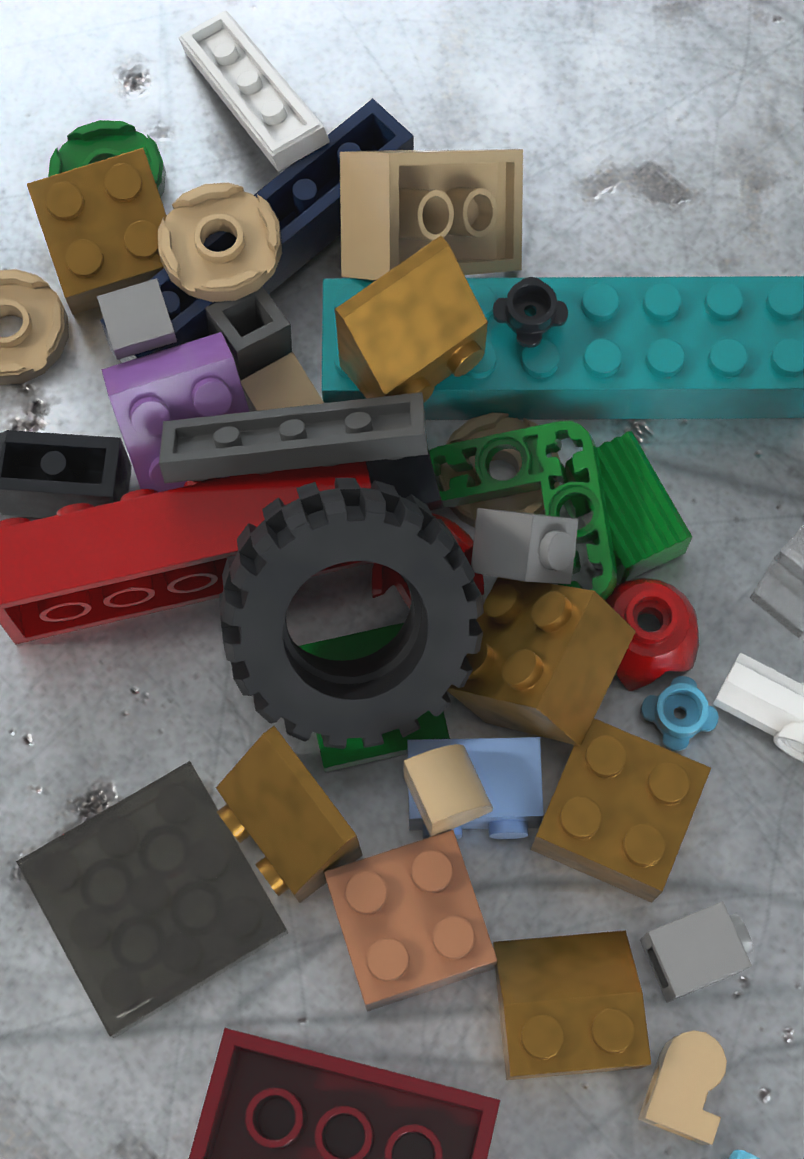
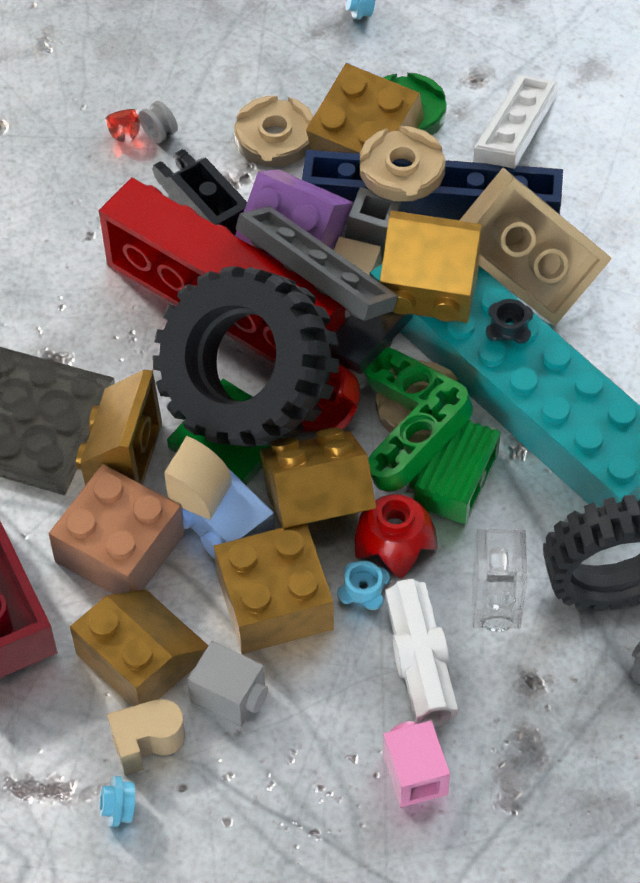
camera: 50 degrees right, 15 degrees down
(136, 319) = (320, 160): light grey tile -> none
(524, 546) = (371, 419): light grey brick -> none

